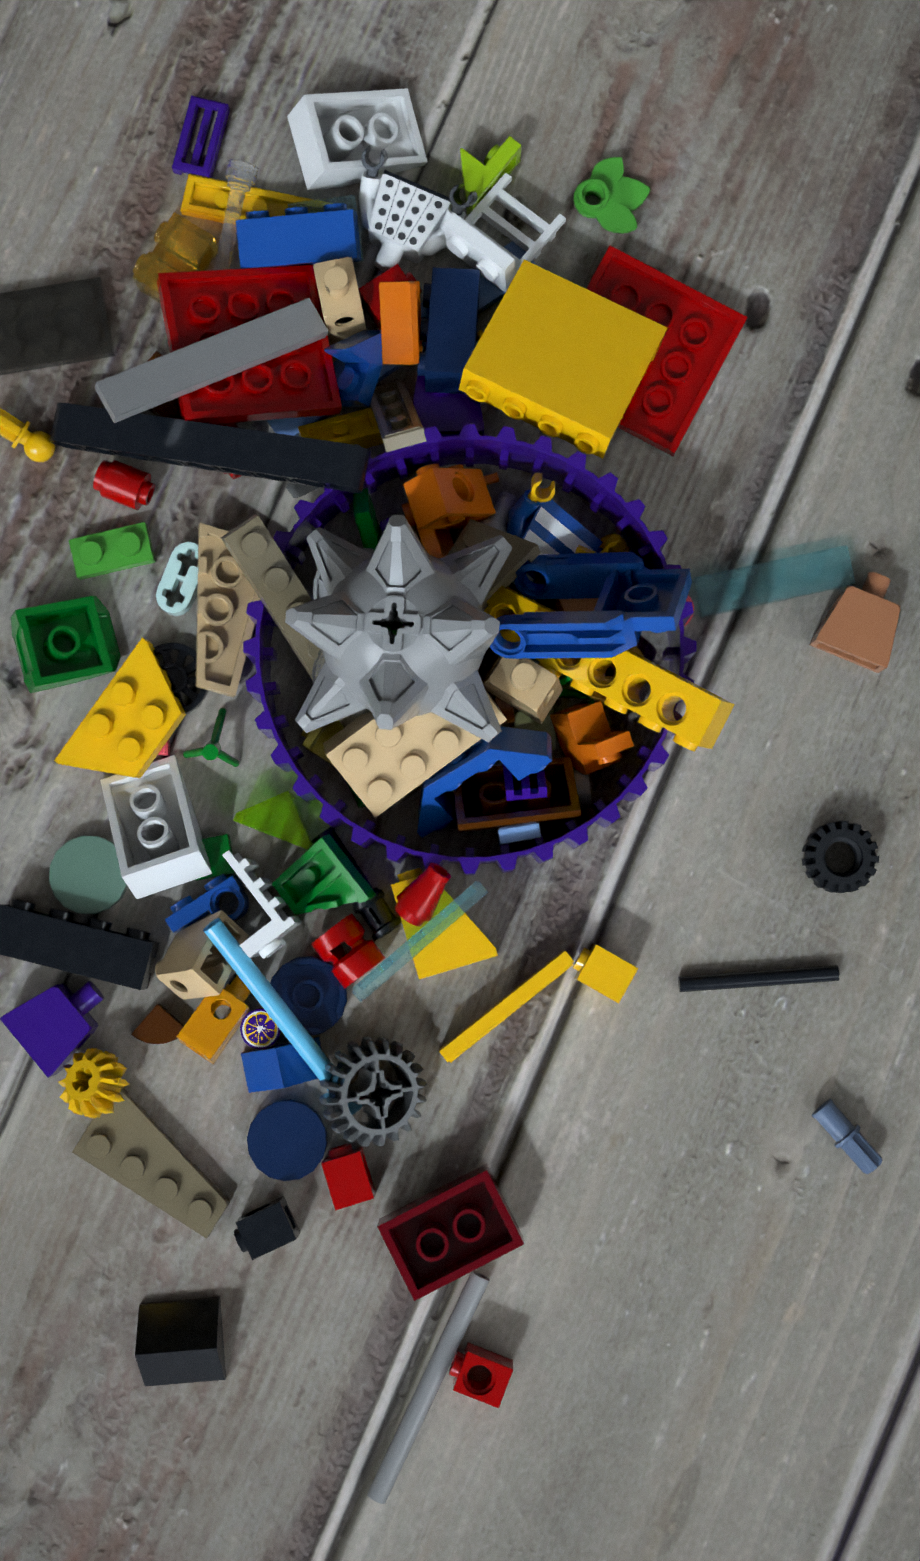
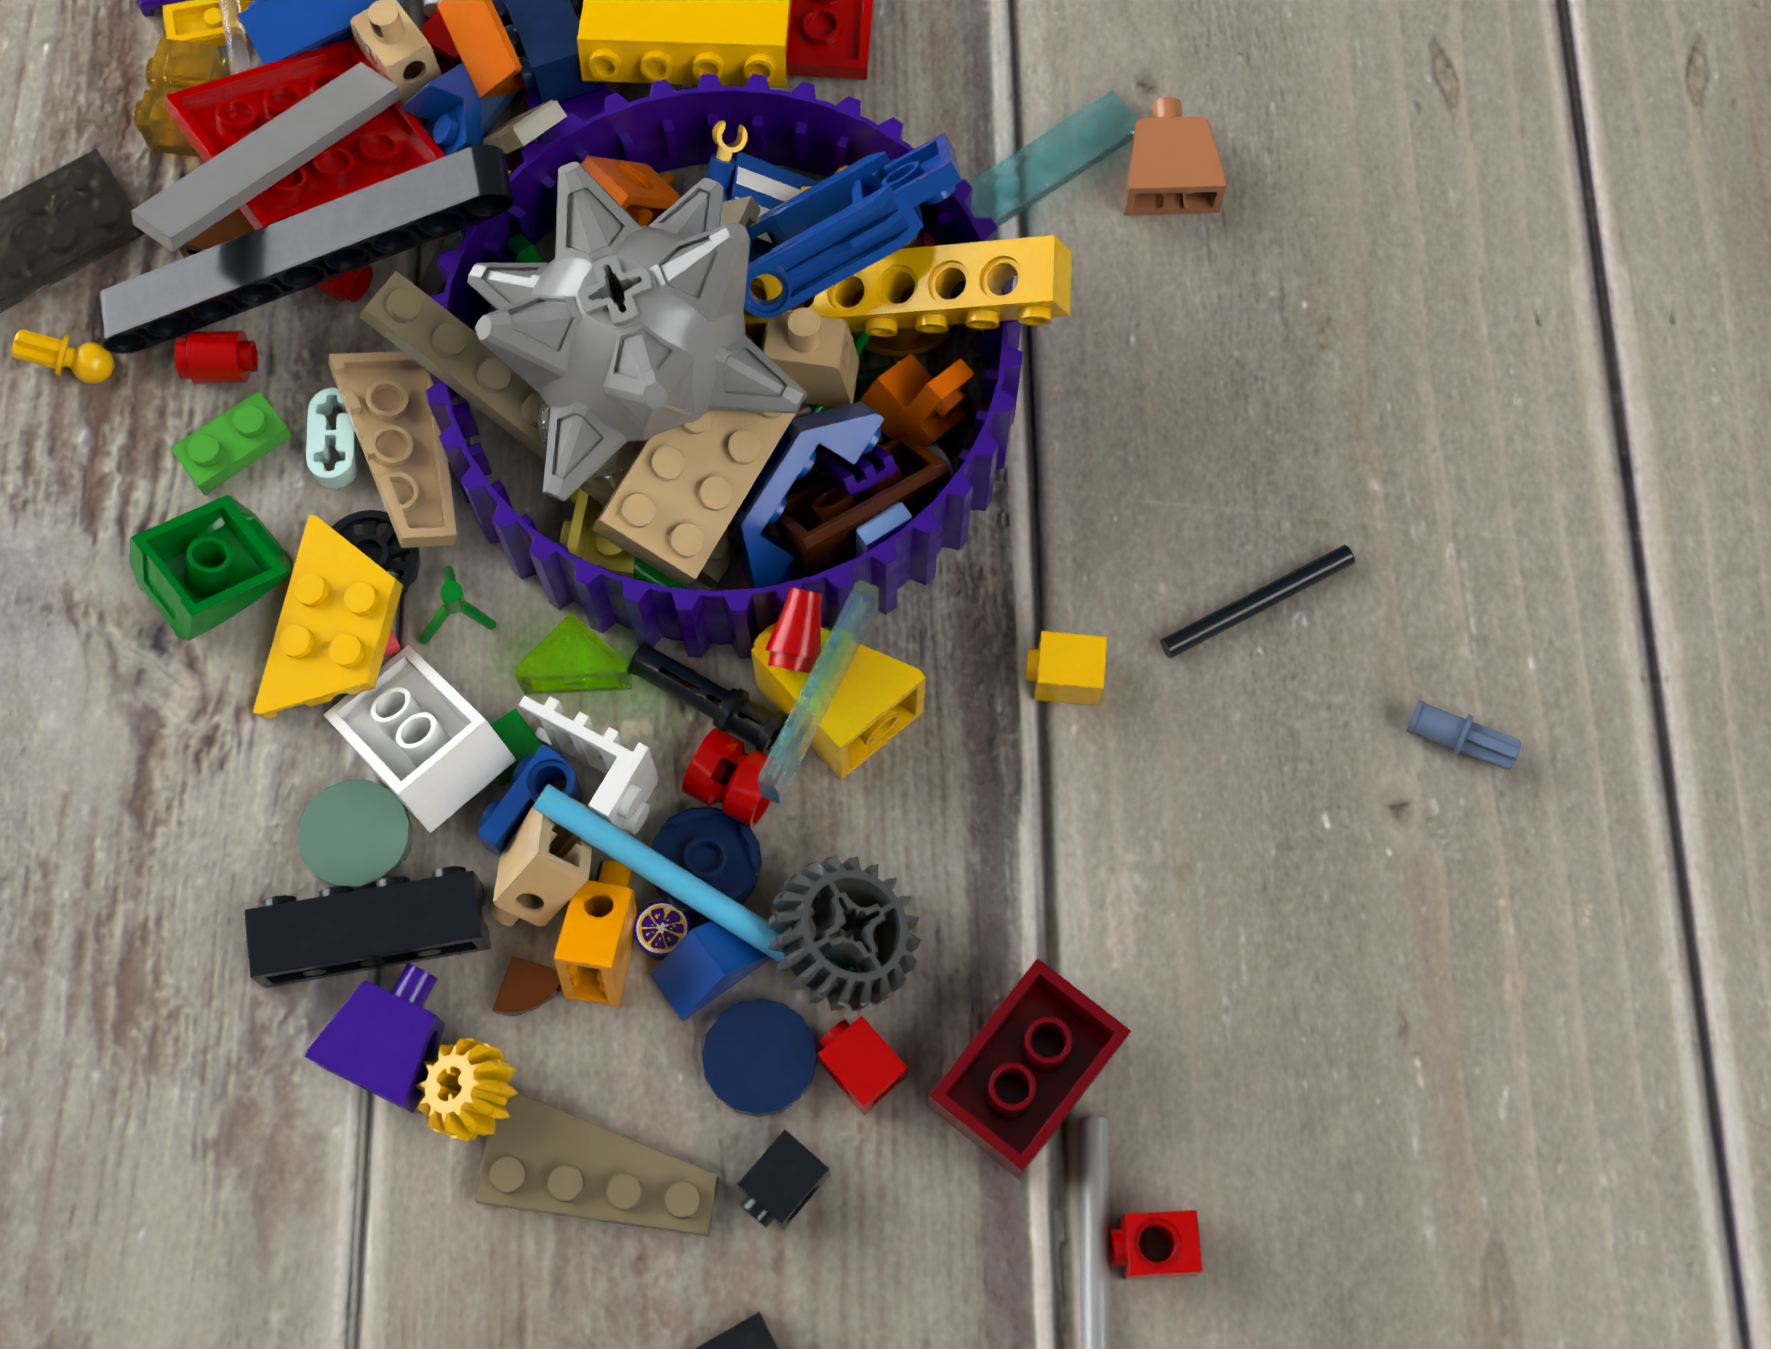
camera: 30 degrees left, 15 degrees down
(322, 880) = (664, 700): green wing -> none
(506, 1006) = (965, 761): yellow tile -> none
(863, 850) = (1289, 394): black tyre -> none

